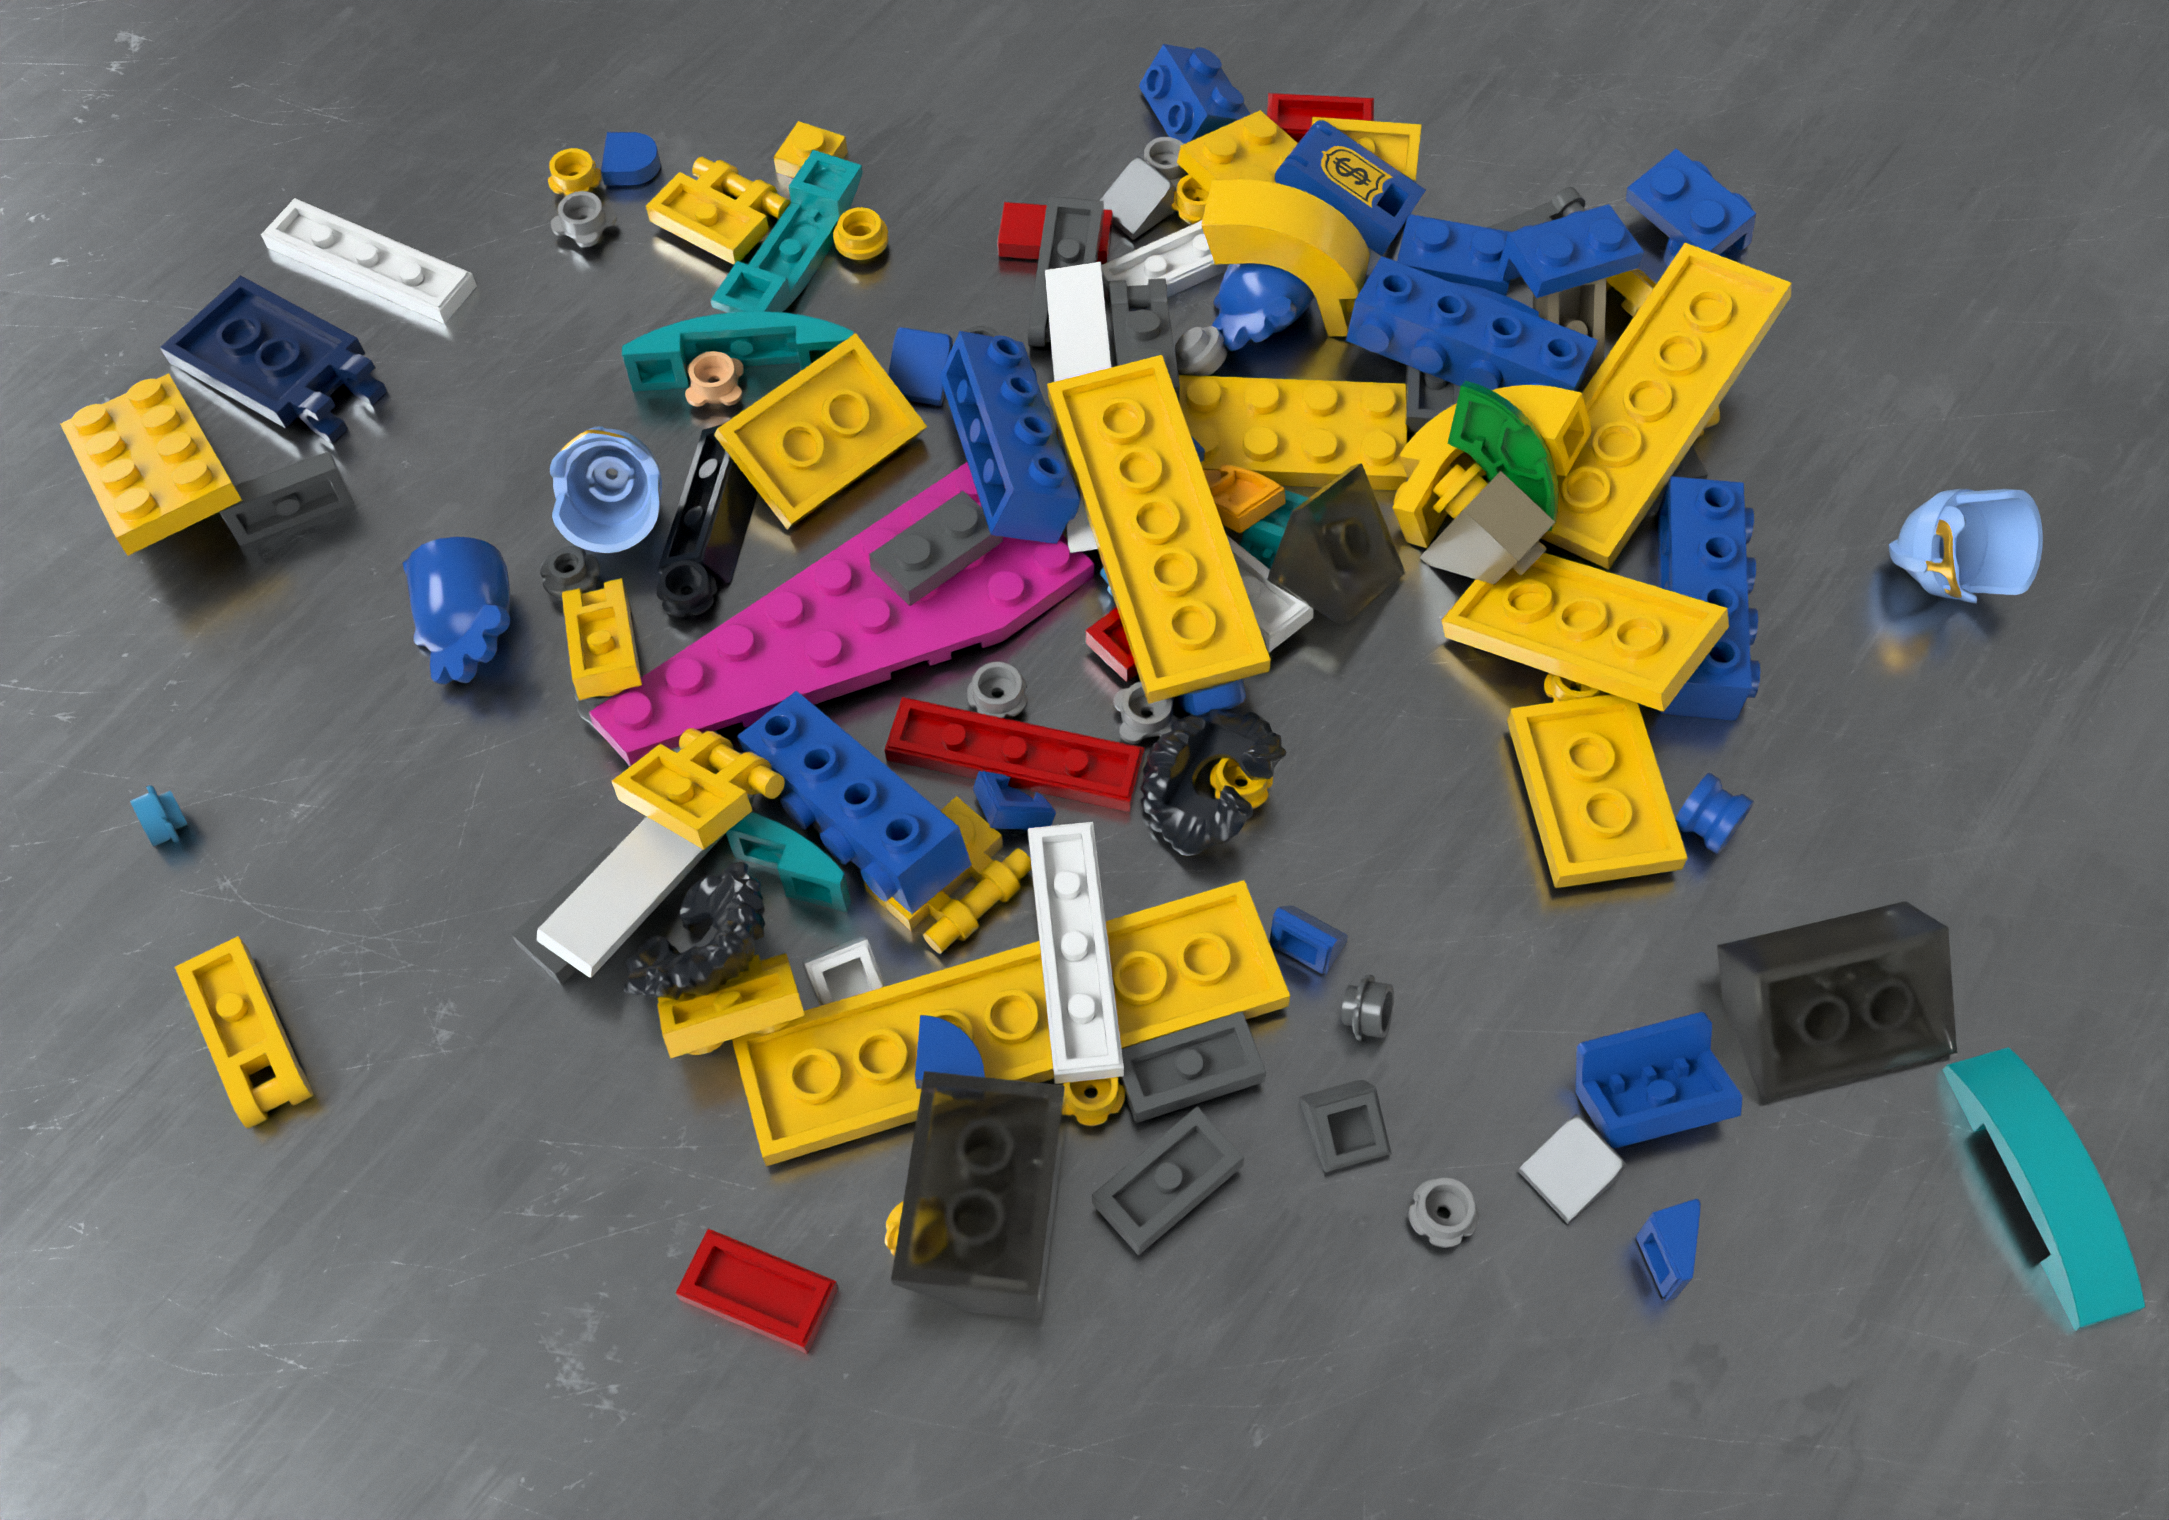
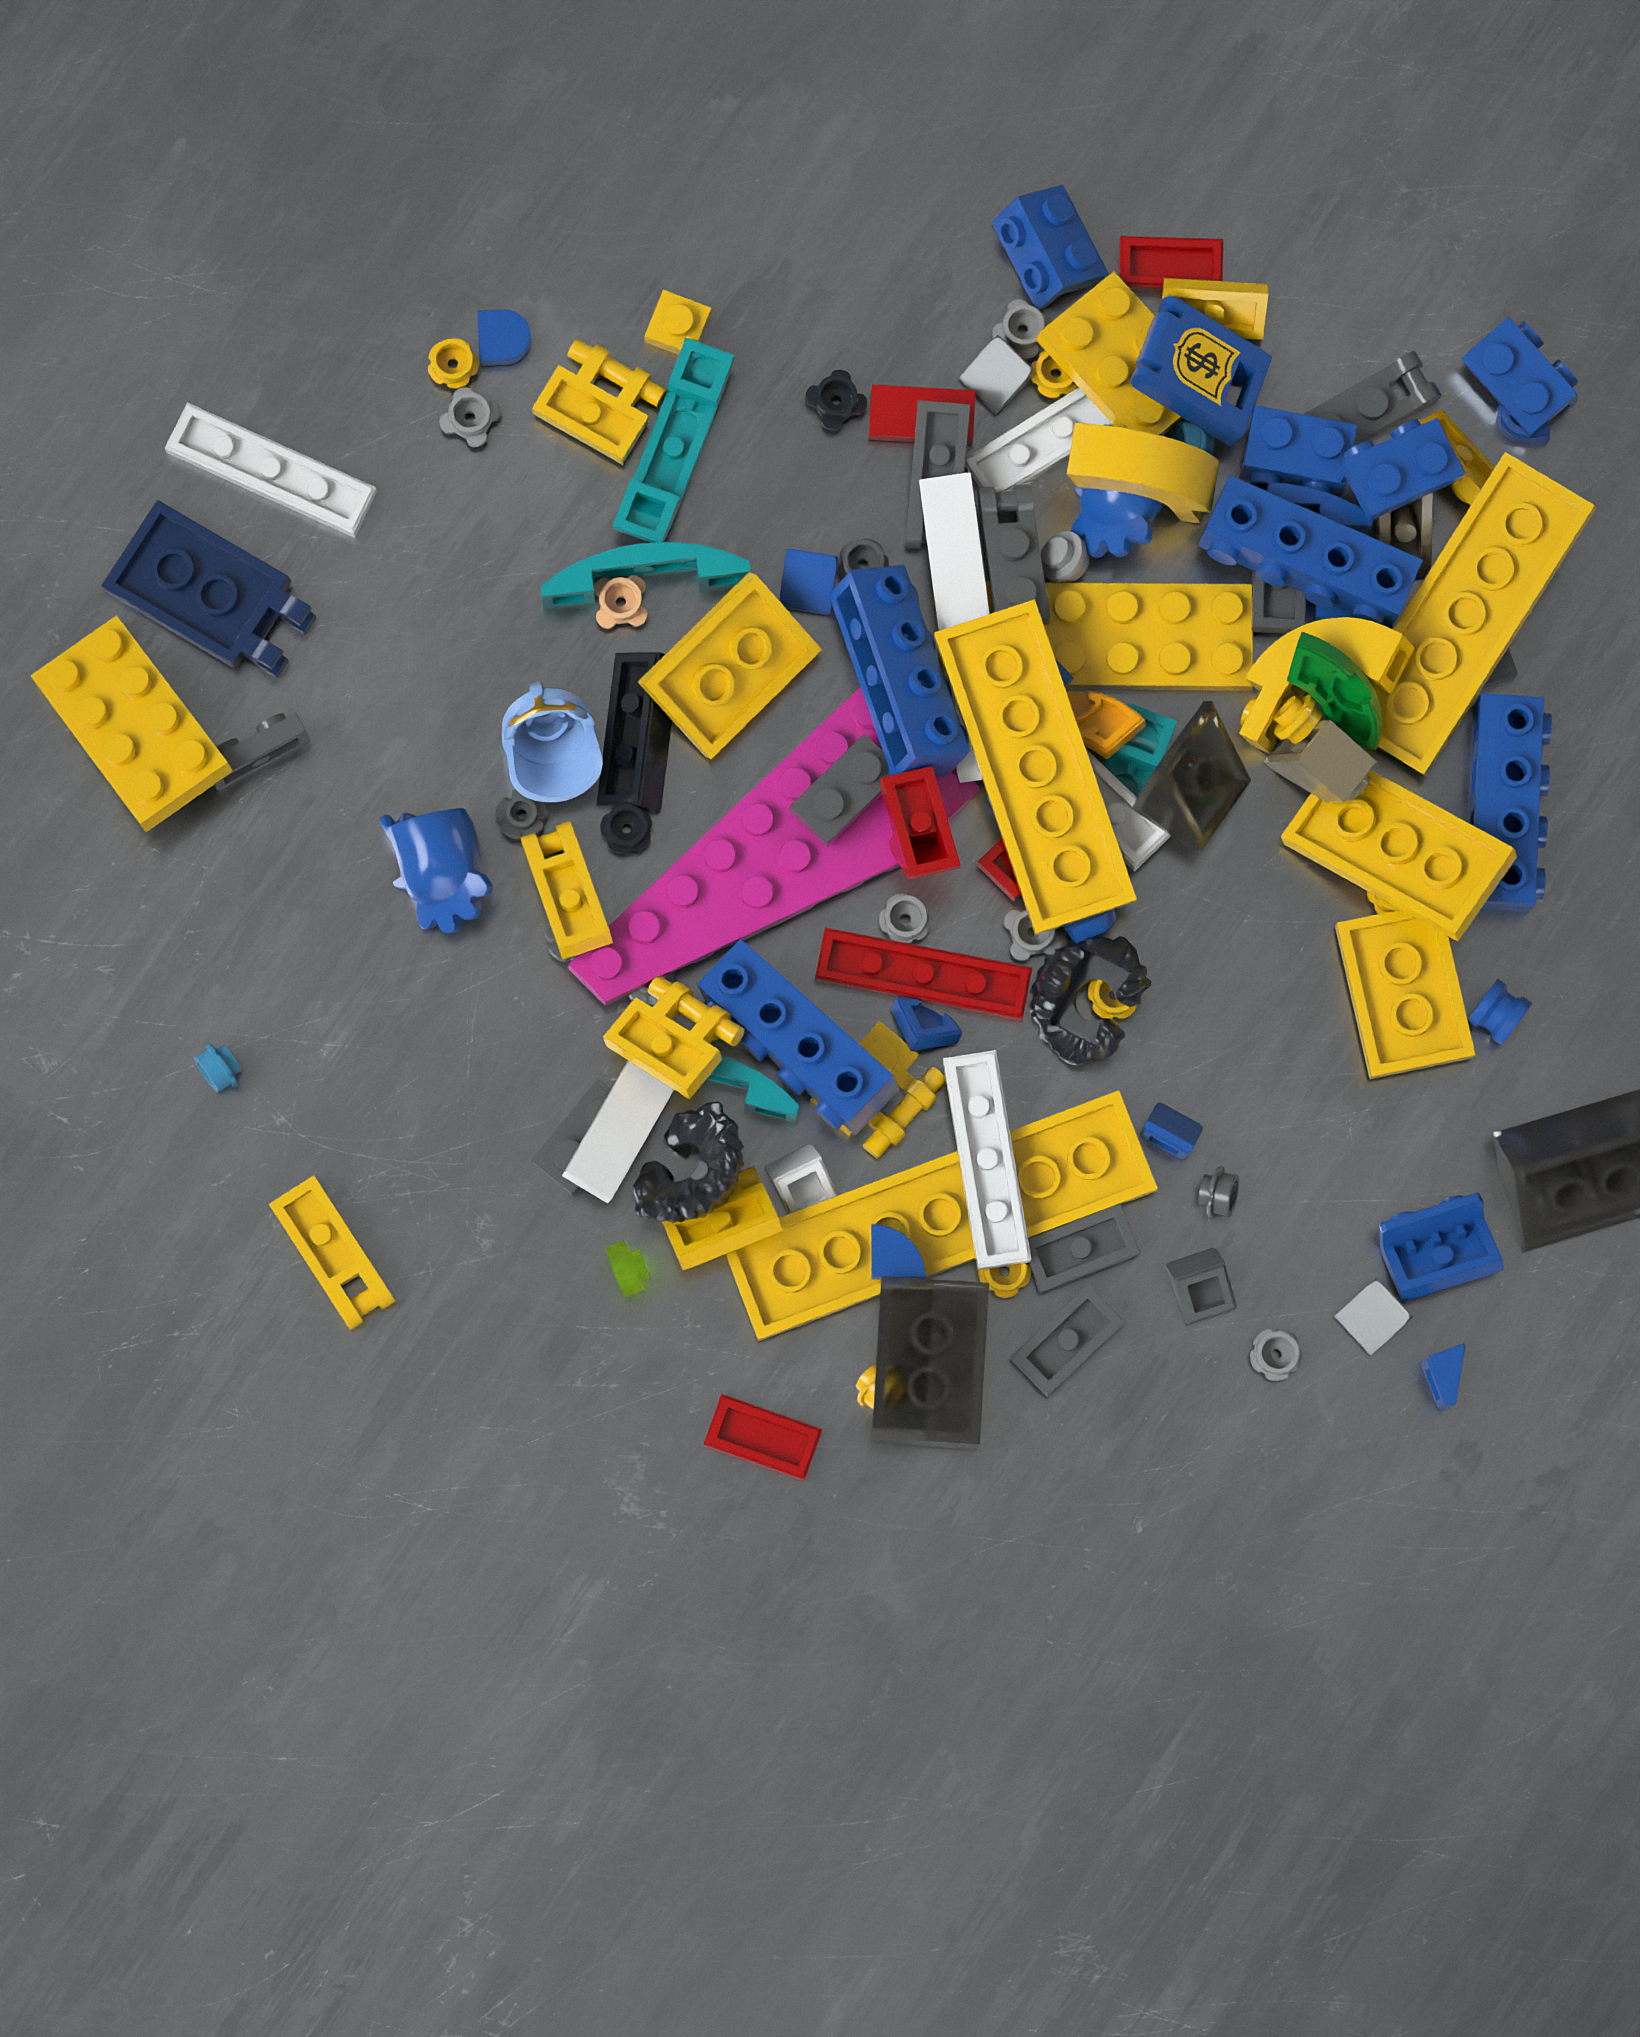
camera: 10 degrees left, 20 degrees up
(608, 1066) = (628, 1269): none -> clear neon green plate
(860, 234) = (741, 412): yellow plate -> none
(966, 215) = (840, 385): none -> black plate
(1014, 567) = (919, 823): none -> red slope

